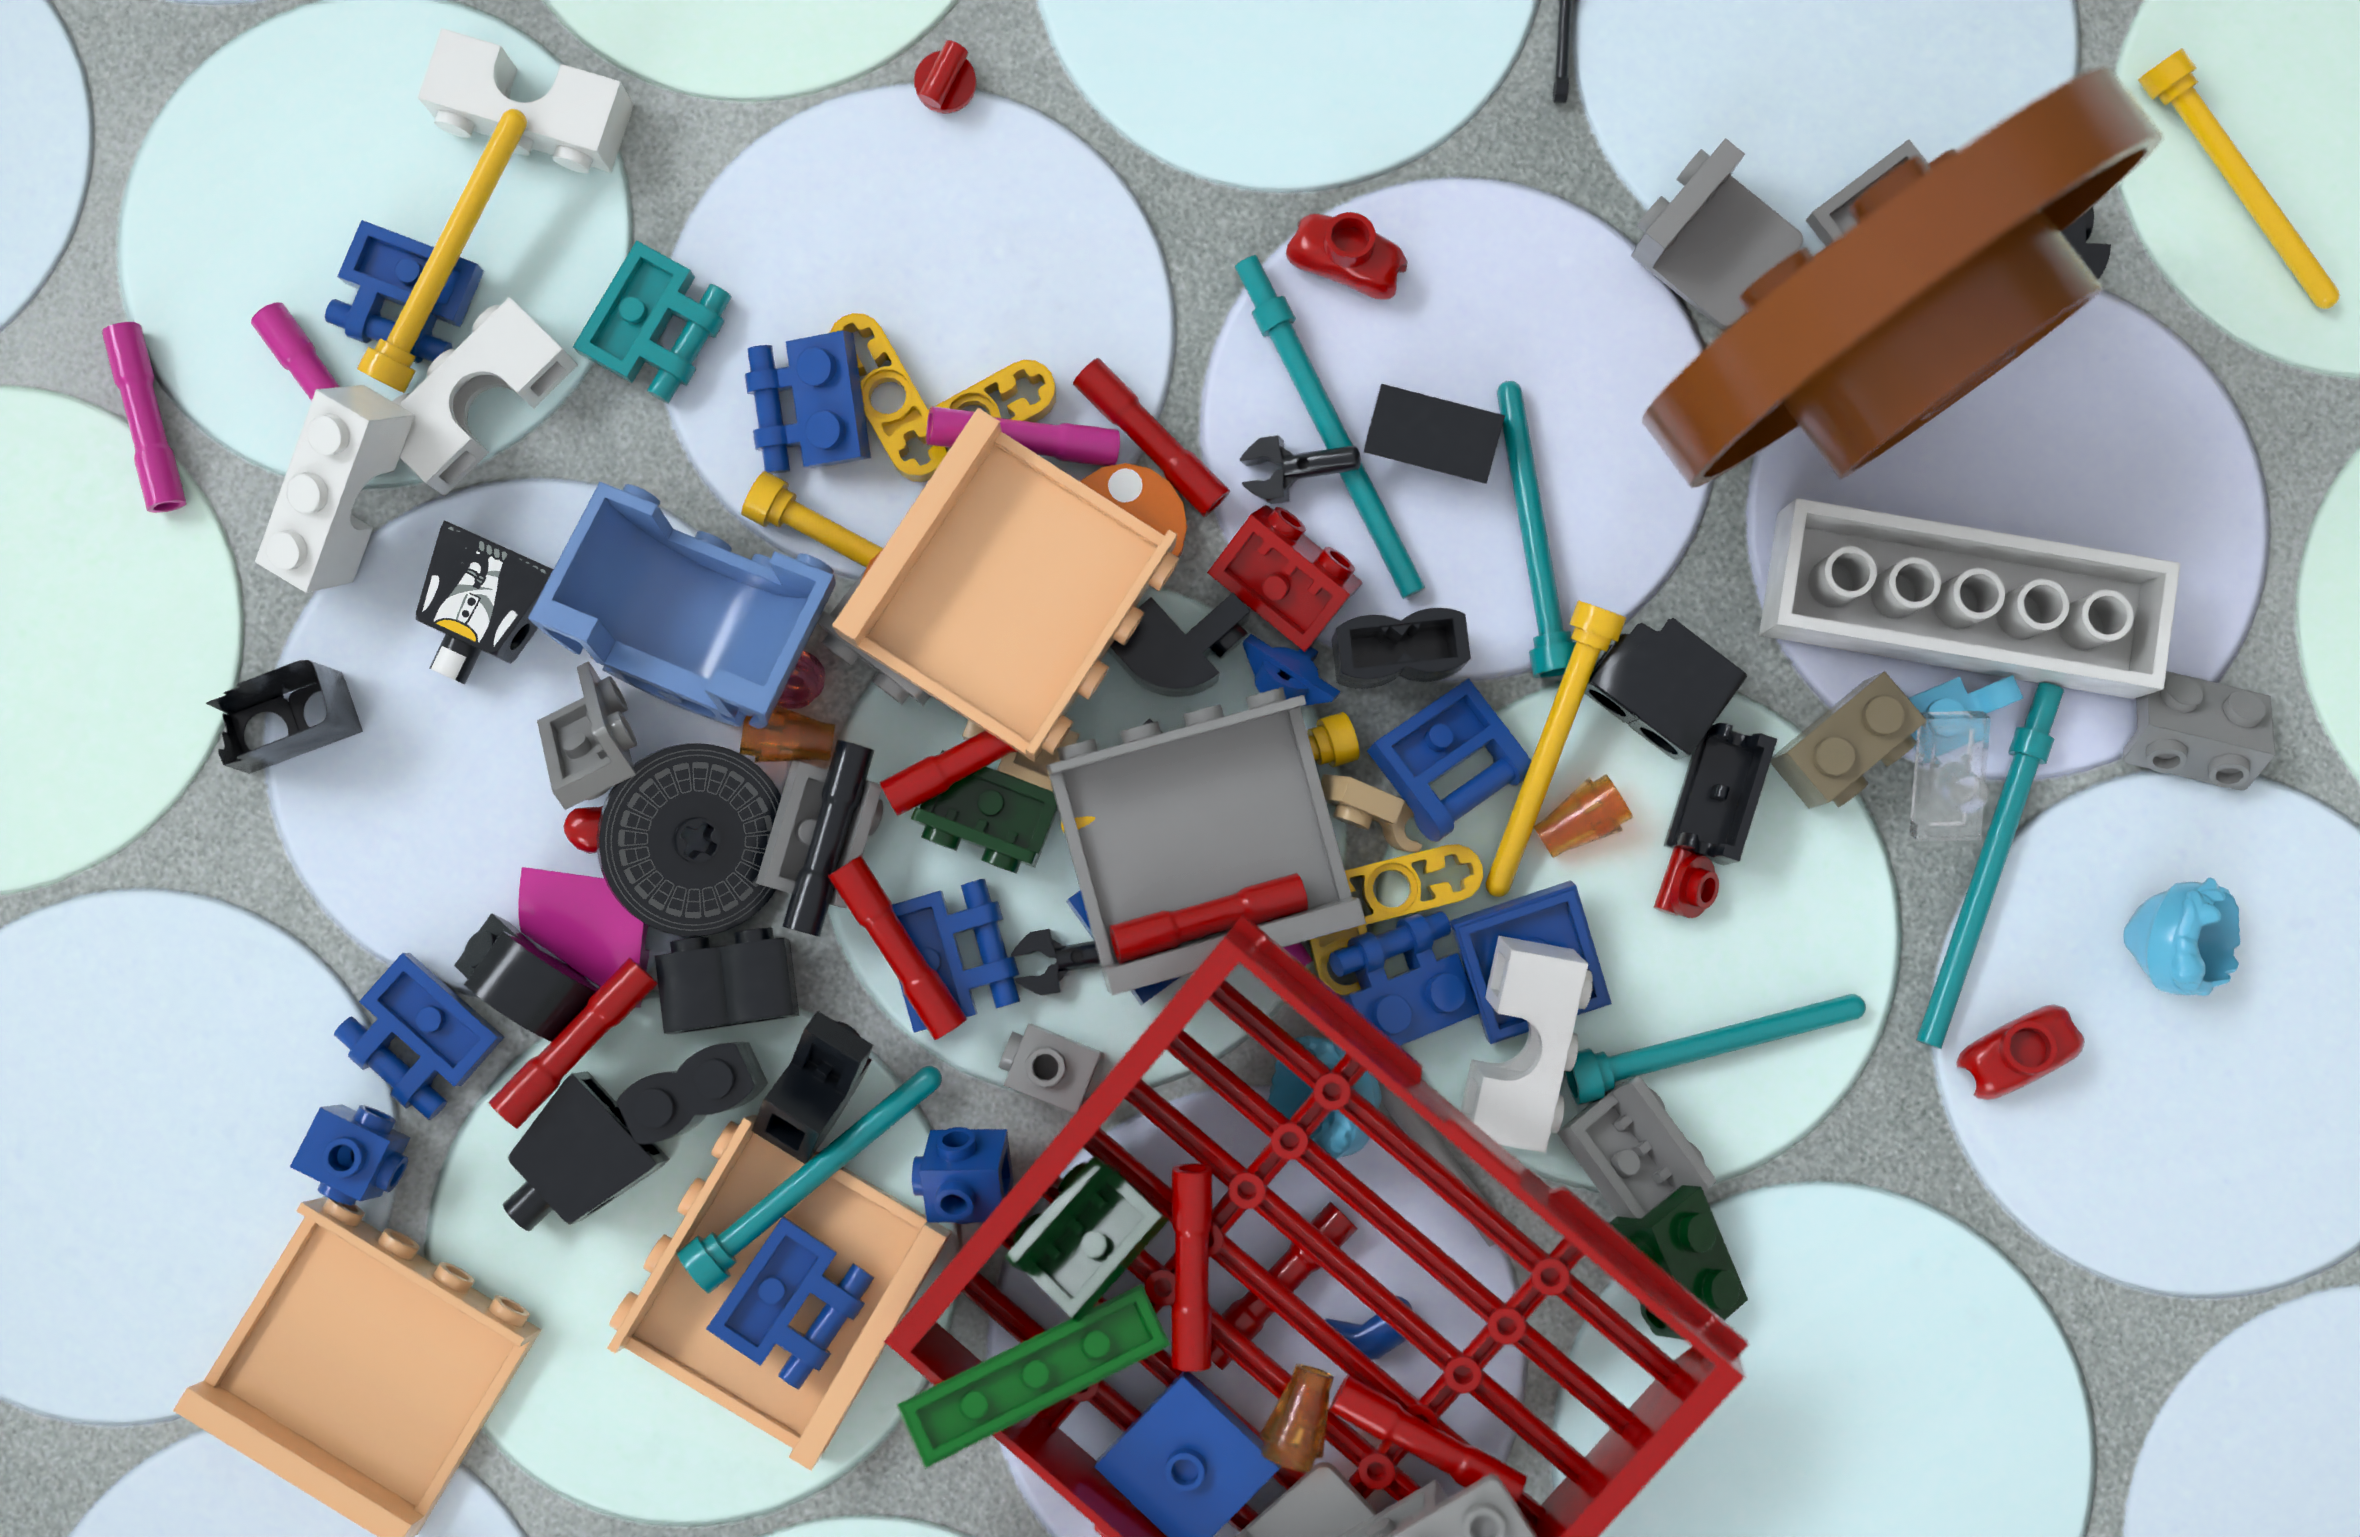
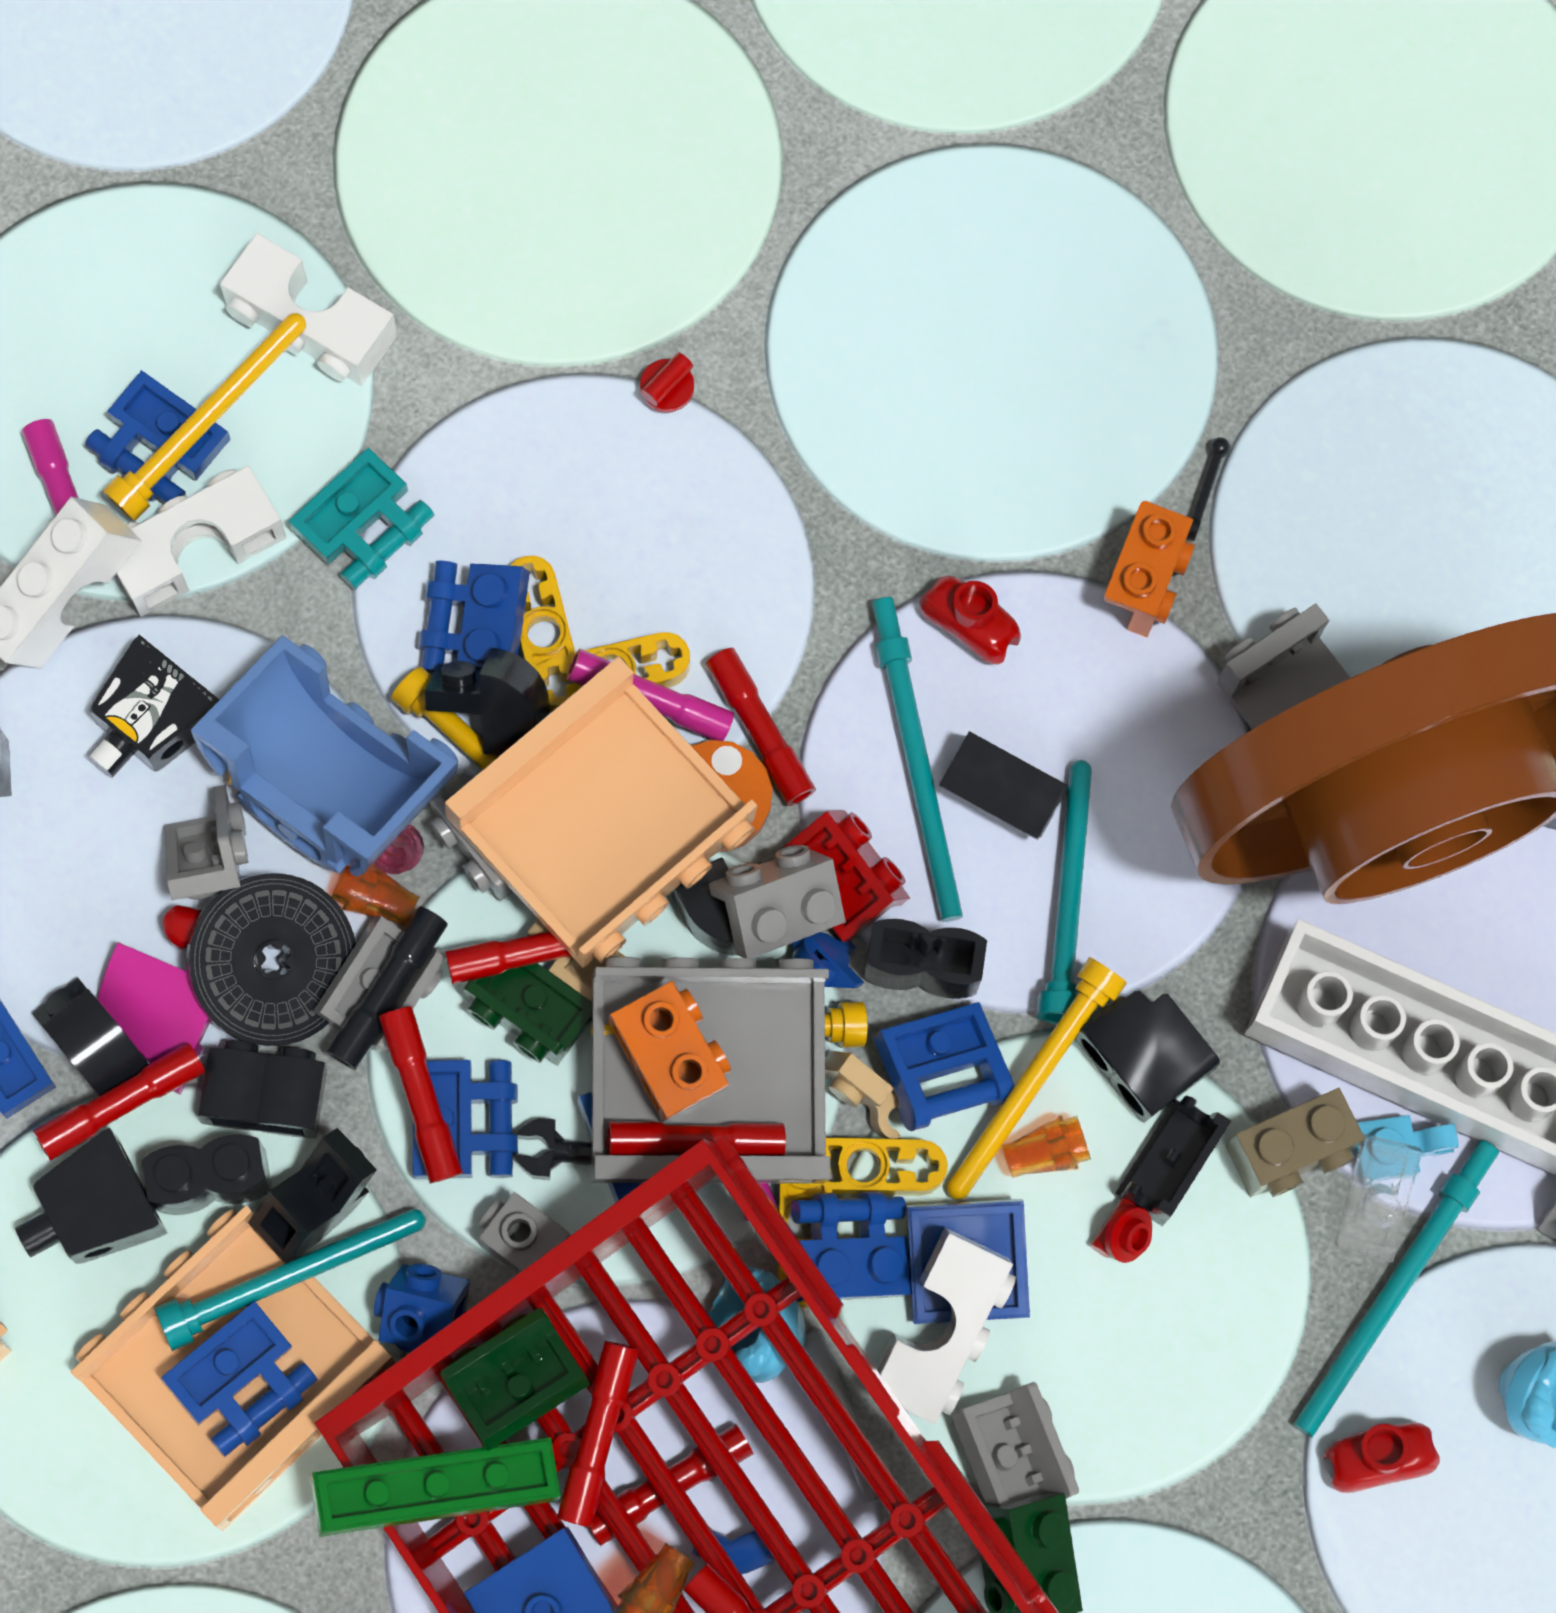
camera: 10 degrees right, 10 degrees down
(860, 476) = (503, 691): none -> black brick
(1156, 832) = (669, 1050): none -> orange brick
(1227, 628) = (780, 900): none -> light grey bracket
(1294, 466) = (876, 782): black bar -> none
(1527, 144) = (1146, 564): none -> orange bracket
(1598, 1073) = (1000, 1374): teal piece -> none

